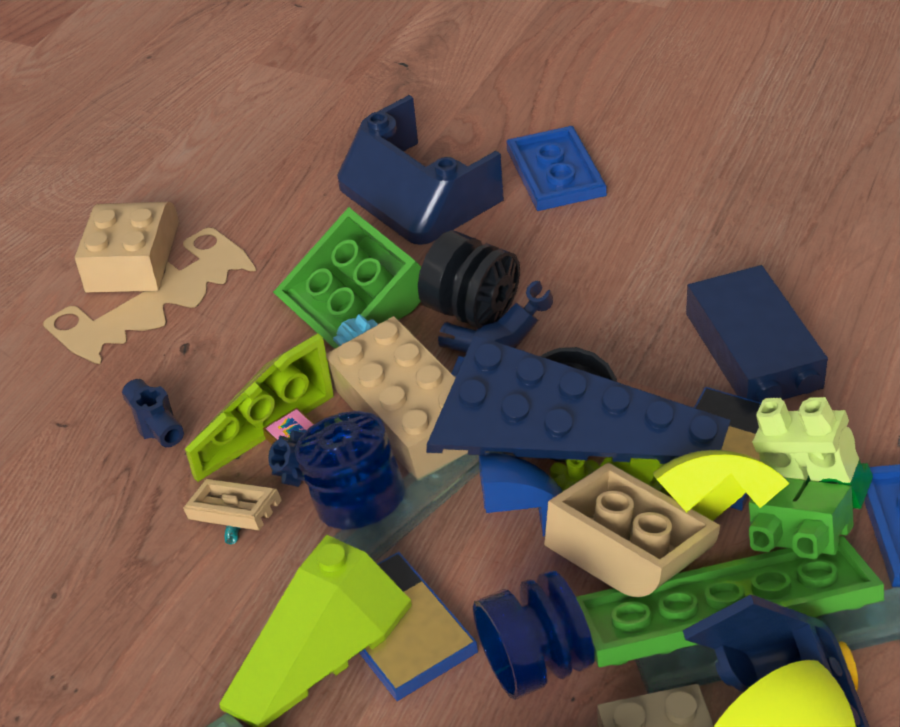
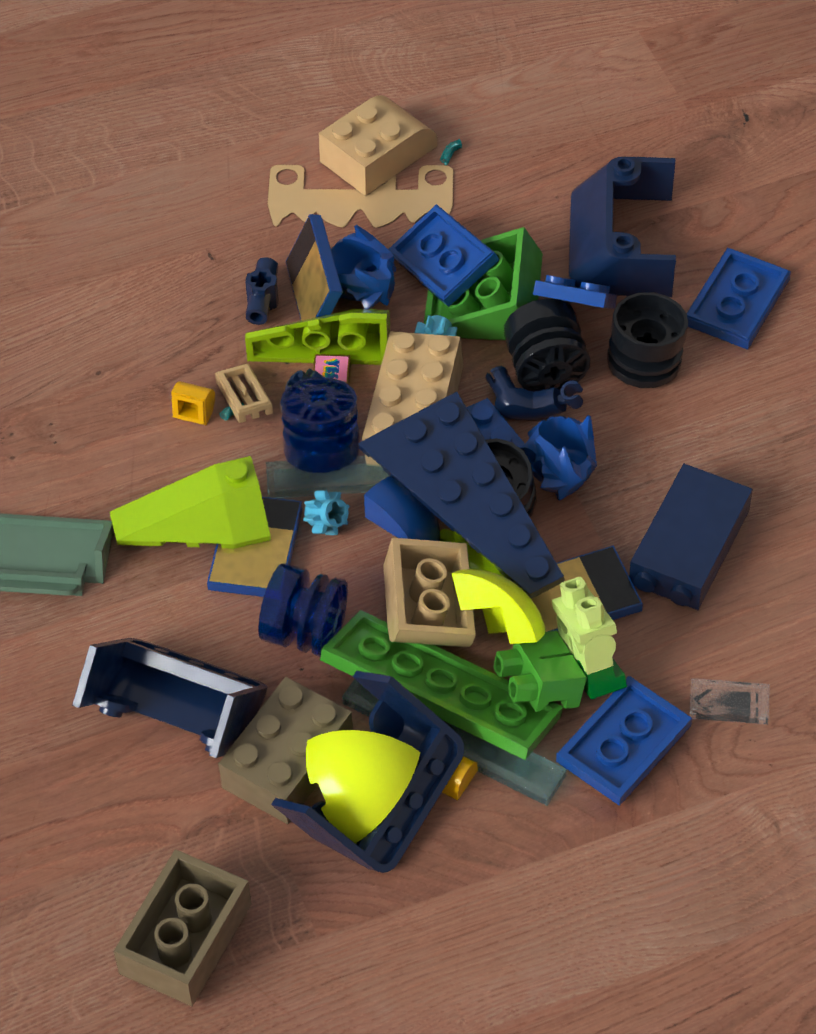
camera: 40 degrees right, 10 degrees up
(190, 547) = (192, 402): none -> yellow brick
(194, 215) = (447, 153): none -> teal leg
(194, 360) = (313, 271): none -> tile
(234, 332) = (364, 268): none -> blue hair
(292, 279) = (443, 255): none -> blue tile
(437, 541) = (326, 512): none -> medium azure gear
(463, 219) = (565, 289): none -> blue plate
(542, 224) = (647, 340): none -> black wheel
(586, 331) = (561, 454): none -> blue hair

